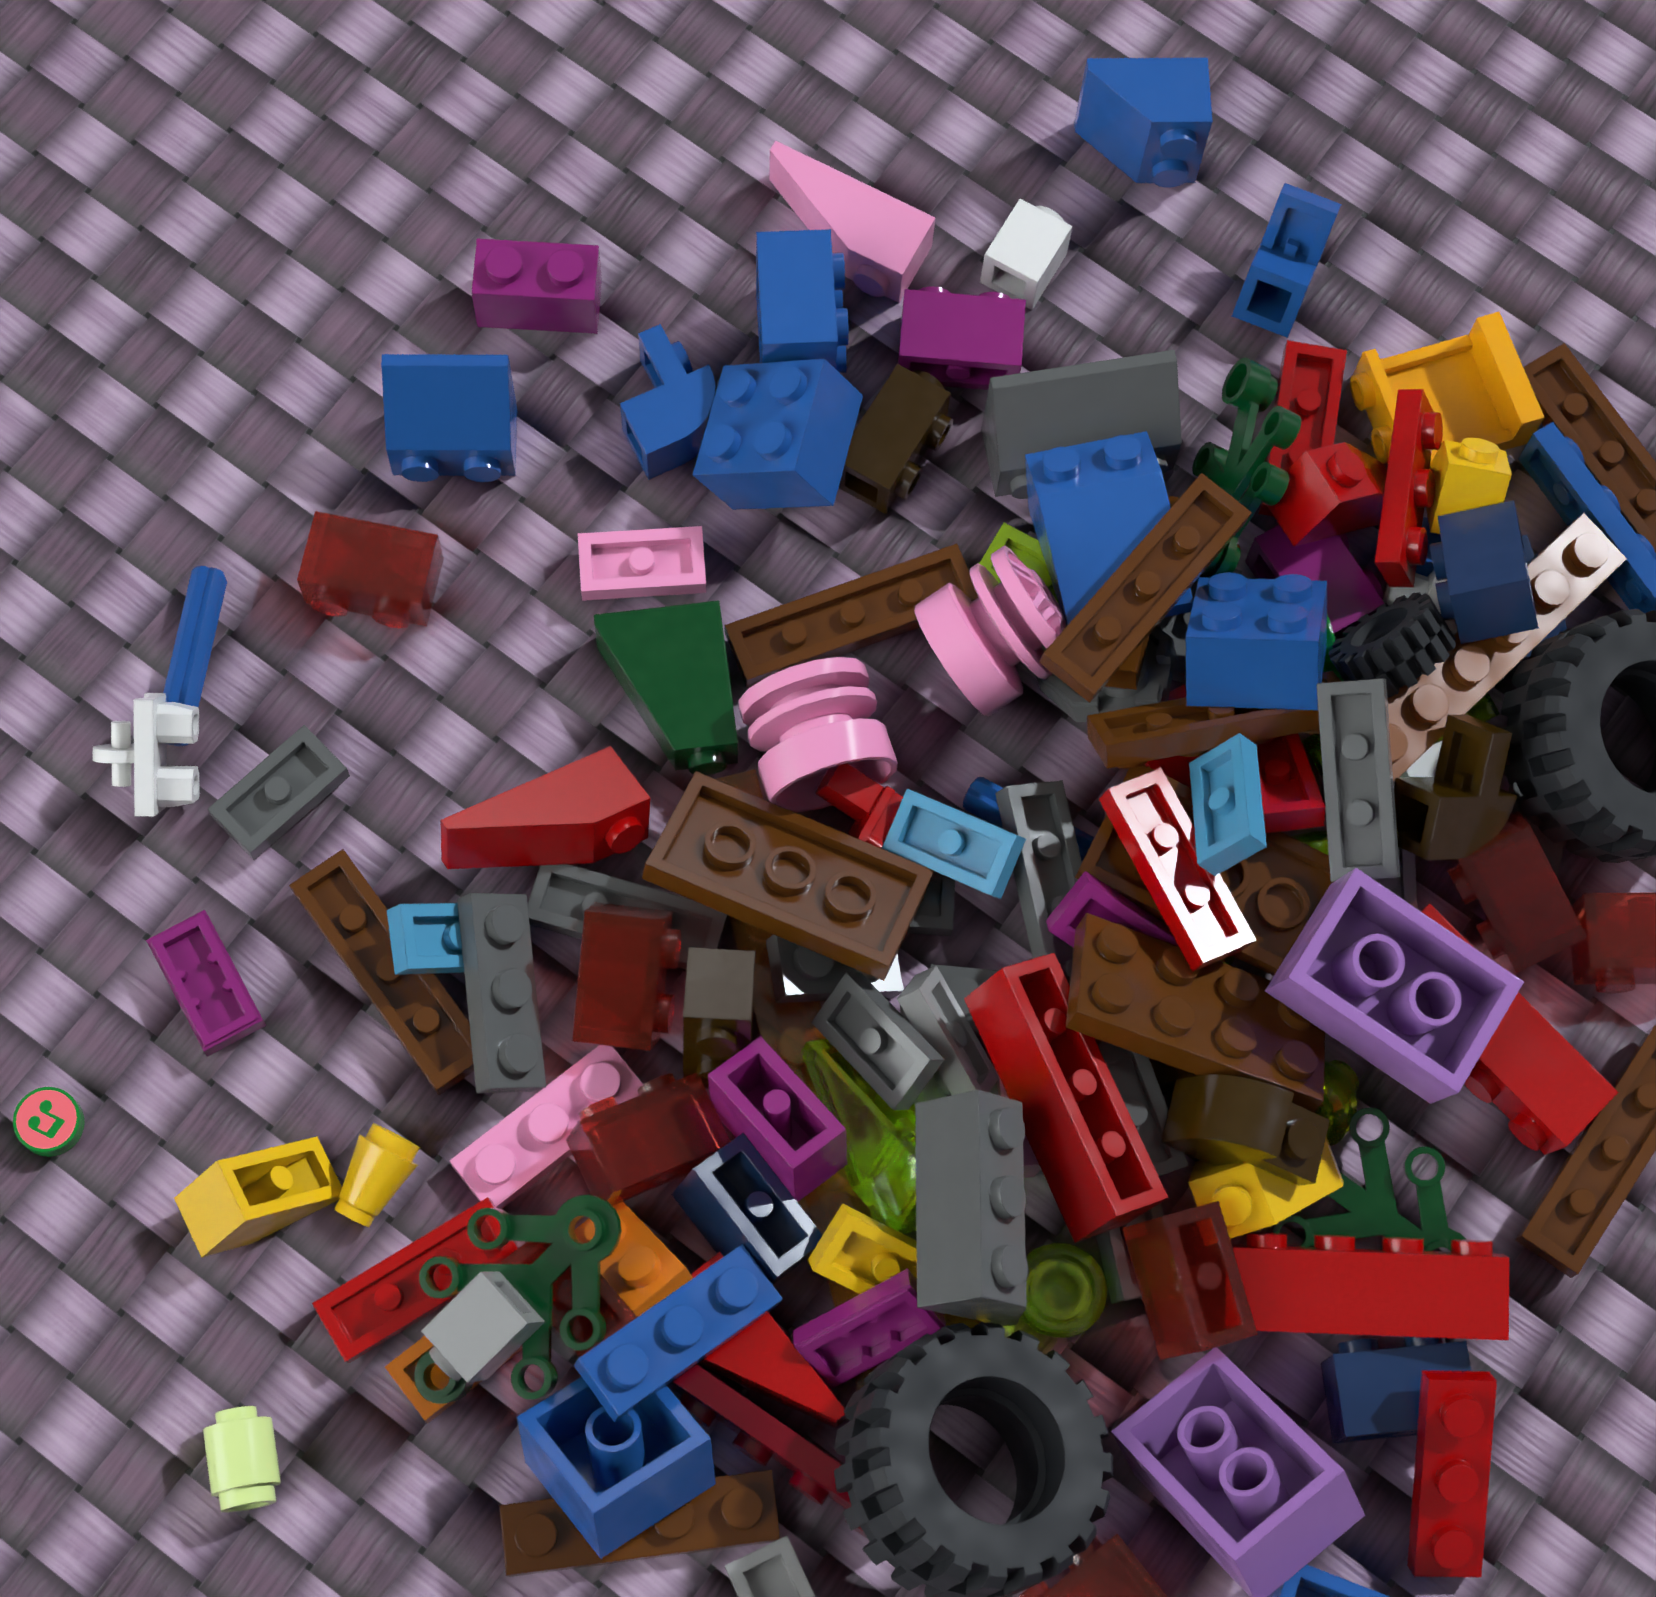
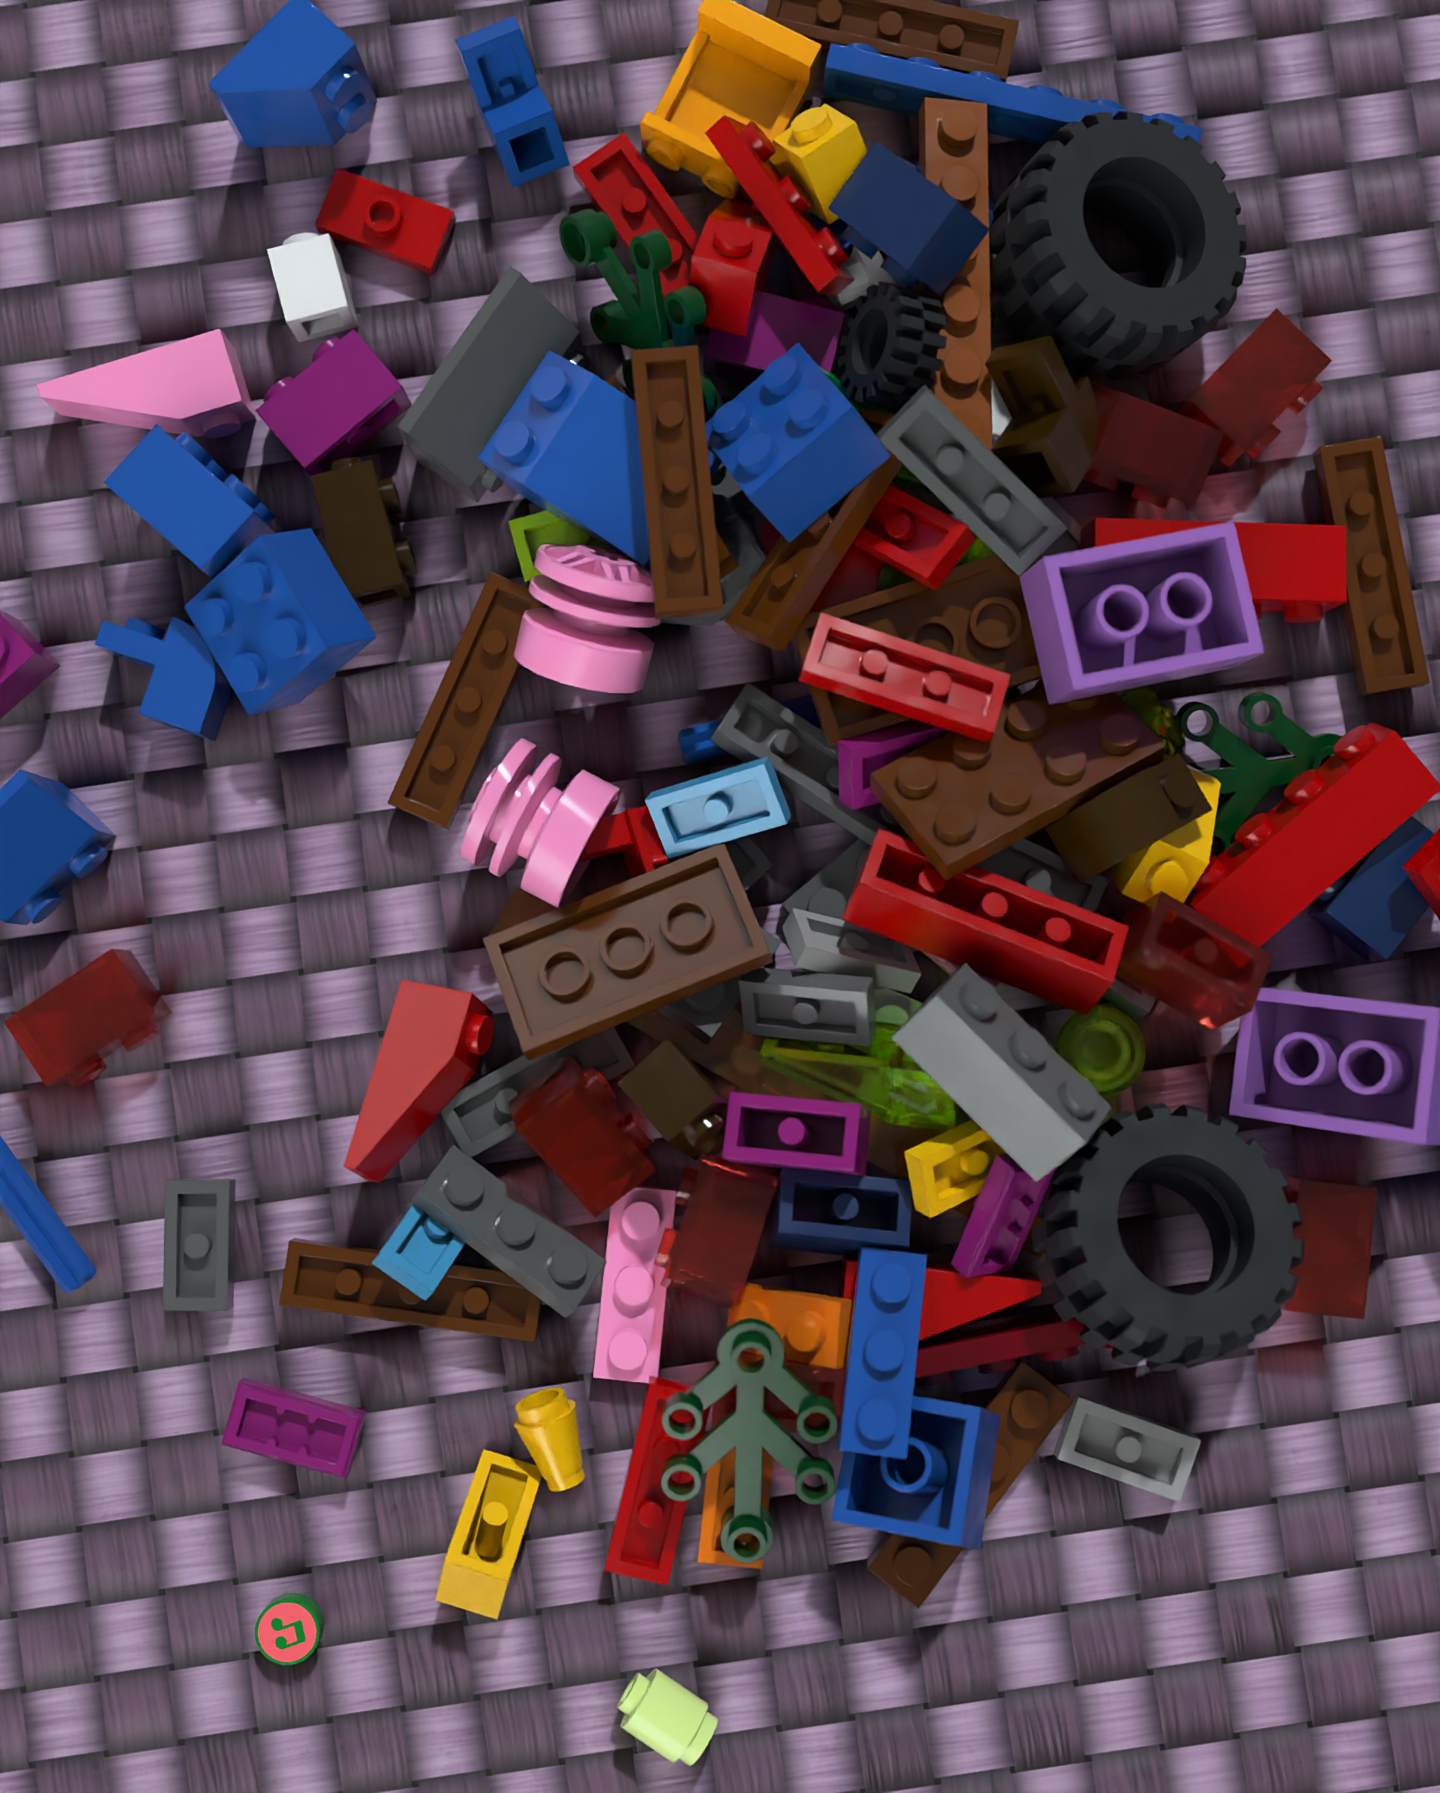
camera: 40 degrees left, 15 degrees up
(154, 726) = (74, 1323): white hips -> none
(481, 1328) = (750, 1492): light grey brick -> none
(641, 563) = (278, 814): bright pink plate -> none
(677, 679) = (395, 875): dark green slope -> none
(1120, 260) = (385, 221): none -> red plate
(1227, 804) = (896, 594): dark azure plate -> none

